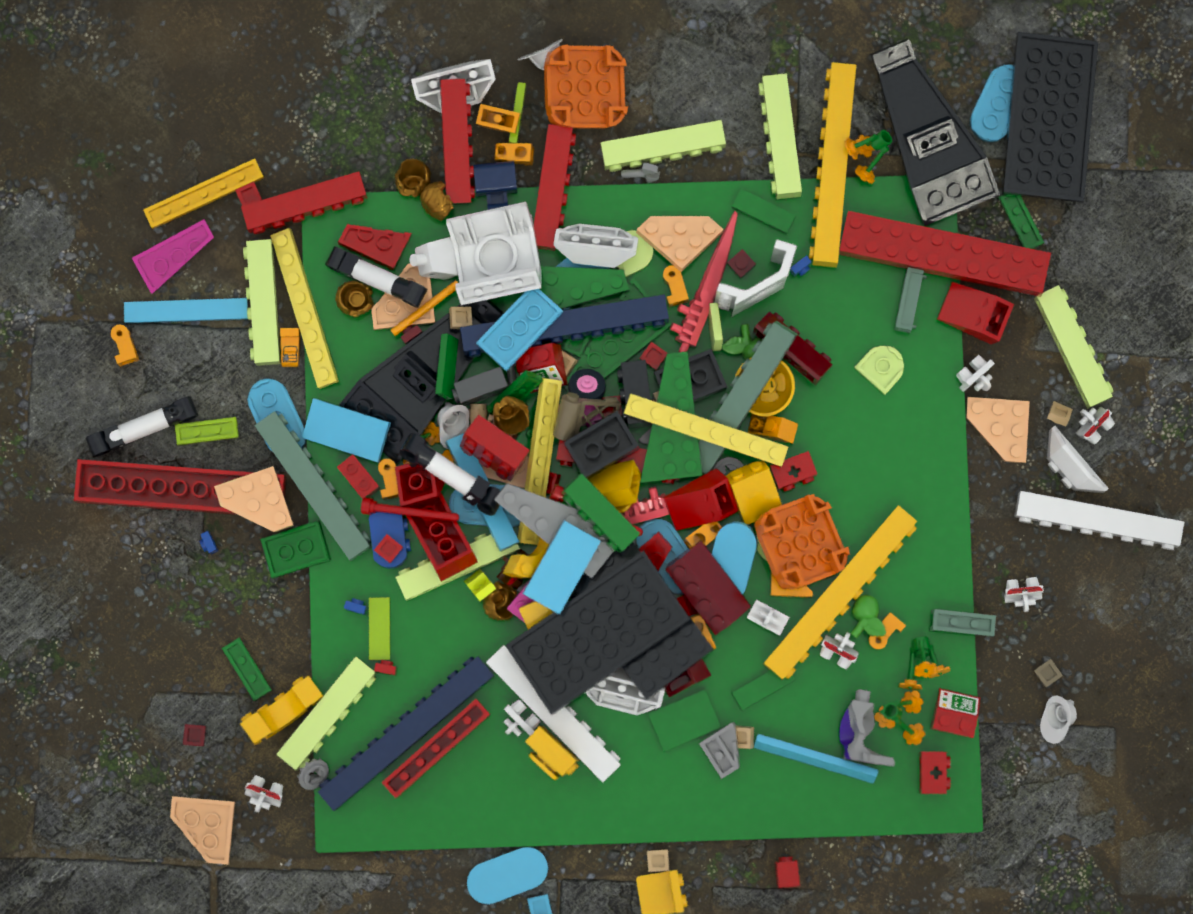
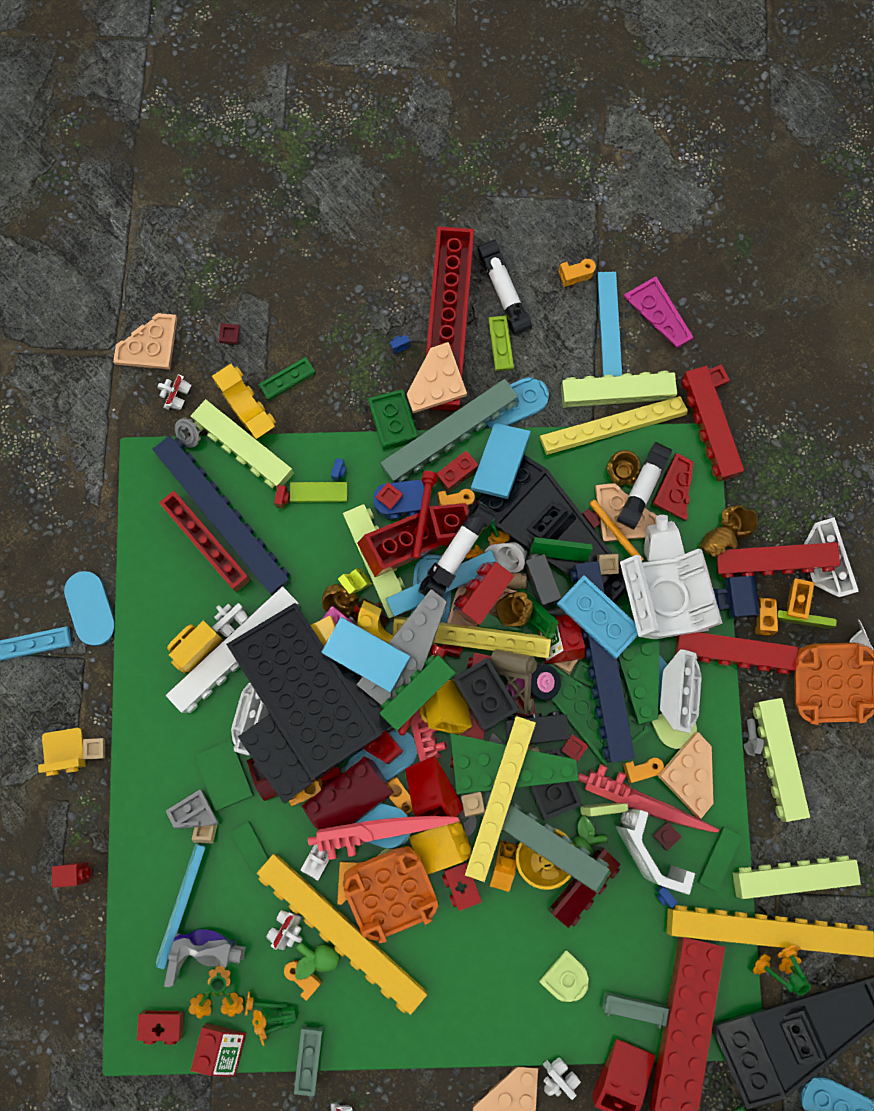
camera: 90 degrees right, 5 degrees down
(203, 193) = (716, 337): yellow plate -> none
(290, 347) = (577, 413): light orange leg -> none
(712, 458) = (473, 804): none -> tan plate
(742, 576) = (362, 832): none -> coral piece

